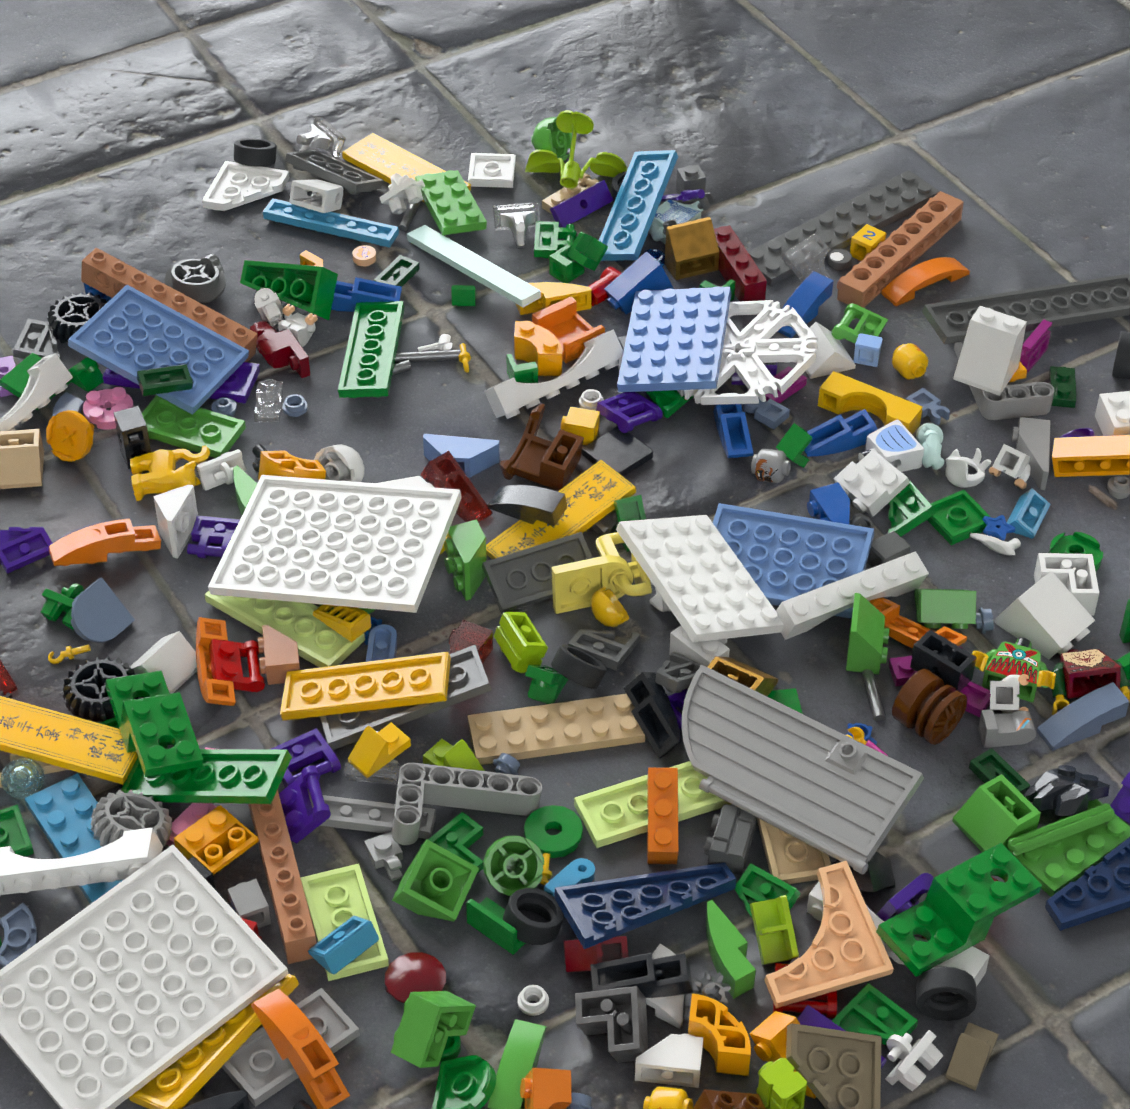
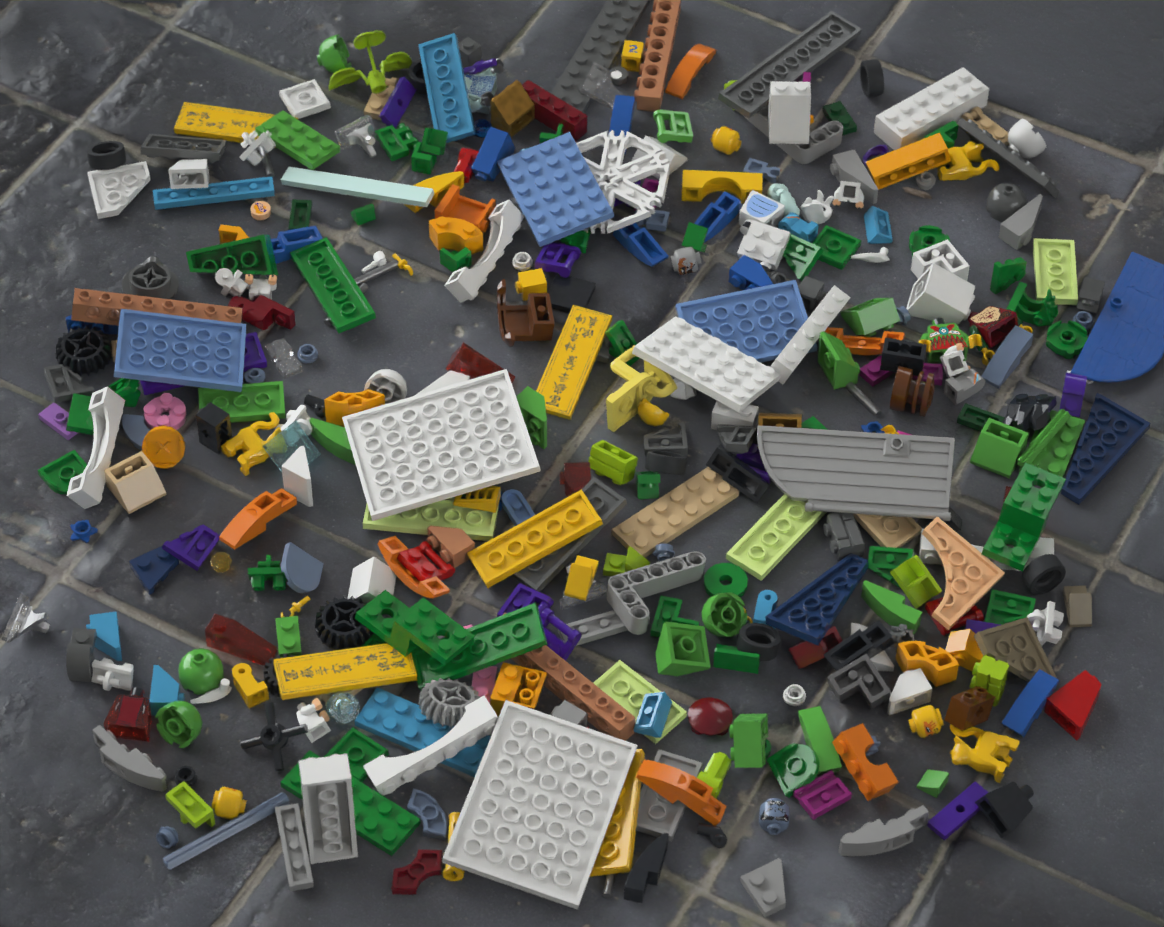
camera: 30 degrees left, 5 degrees up
(35, 574) = (221, 566): none -> clear yellow plate
(36, 679) = (288, 636): none -> bright green plate
(164, 380) = (211, 373): dark green plate -> none
(205, 483) = (287, 442): none -> clear light blue tile
(211, 530) = (333, 472): dark purple plate -> none
(322, 136) = (149, 120): piece -> none
(357, 1053) = (715, 772): none -> lime piece
(385, 853) = (629, 645): light grey plate -> none
(470, 453) = (448, 342): slope -> none
(527, 574) = (584, 407): dark grey plate -> none
(529, 503) = (546, 359): slope -> none
(662, 815) = (803, 550): orange arch -> none
(867, 350) = (691, 142): light blue slope -> none
(907, 897) = (982, 528): dark purple plate -> none
(926, 479) = (799, 227): none -> dark azure leg
(997, 527) = (867, 245): blue plate -> none

